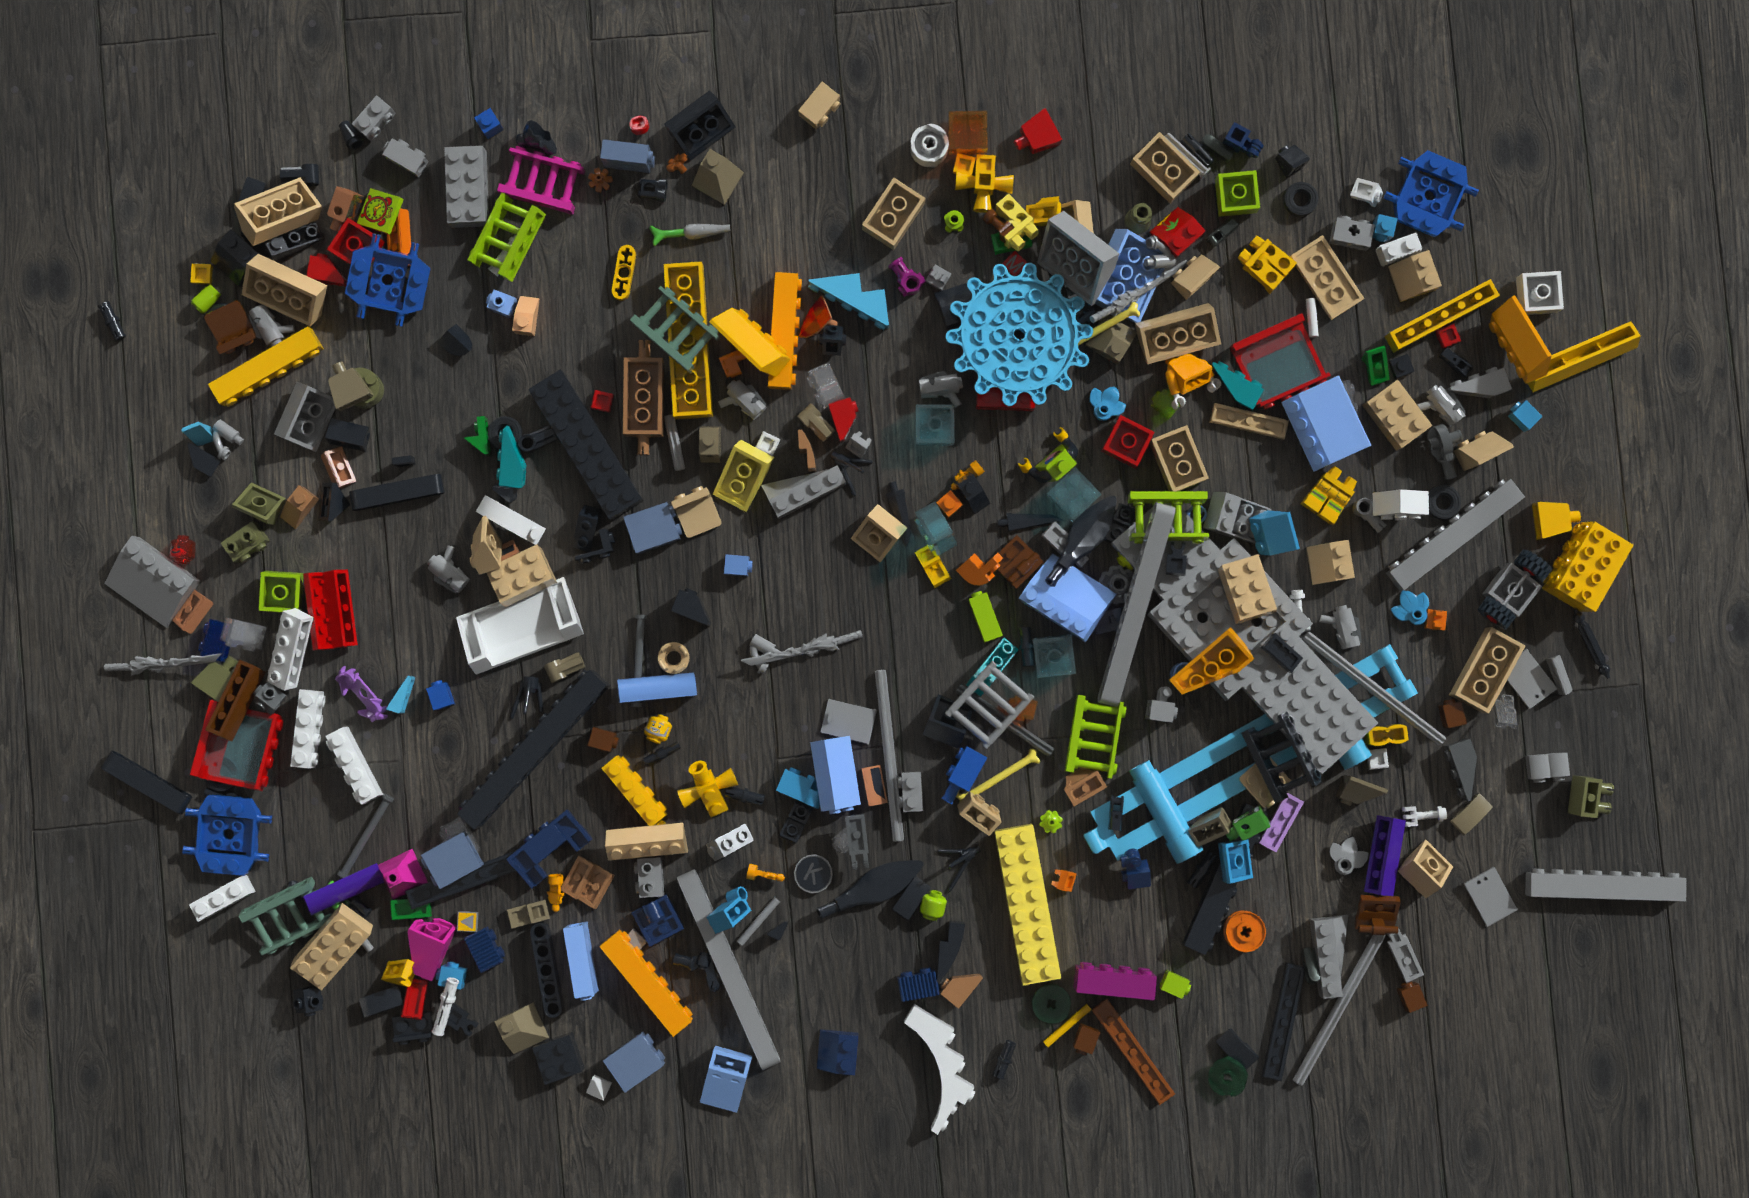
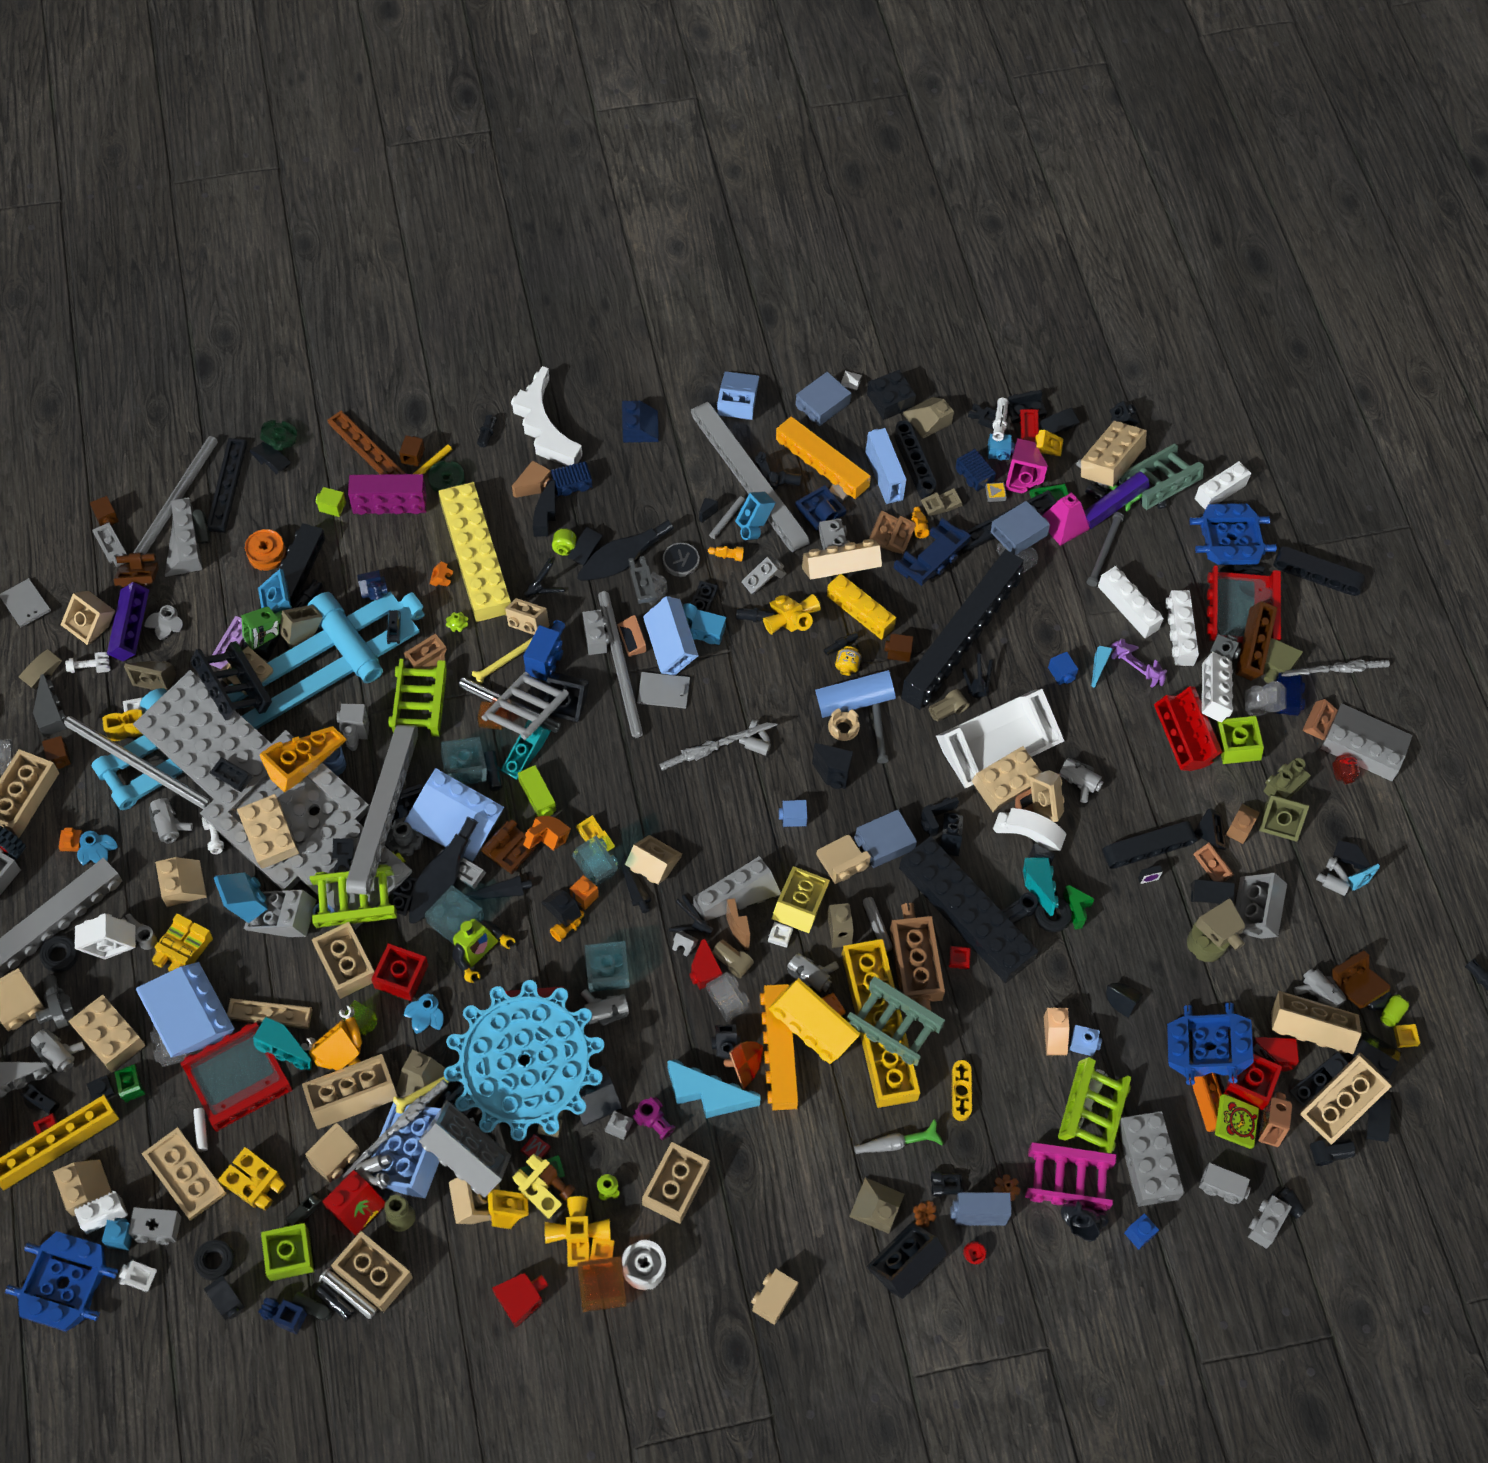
camera: 170 degrees right, 25 degrees down
(266, 366) = (1313, 949): yellow brick -> none

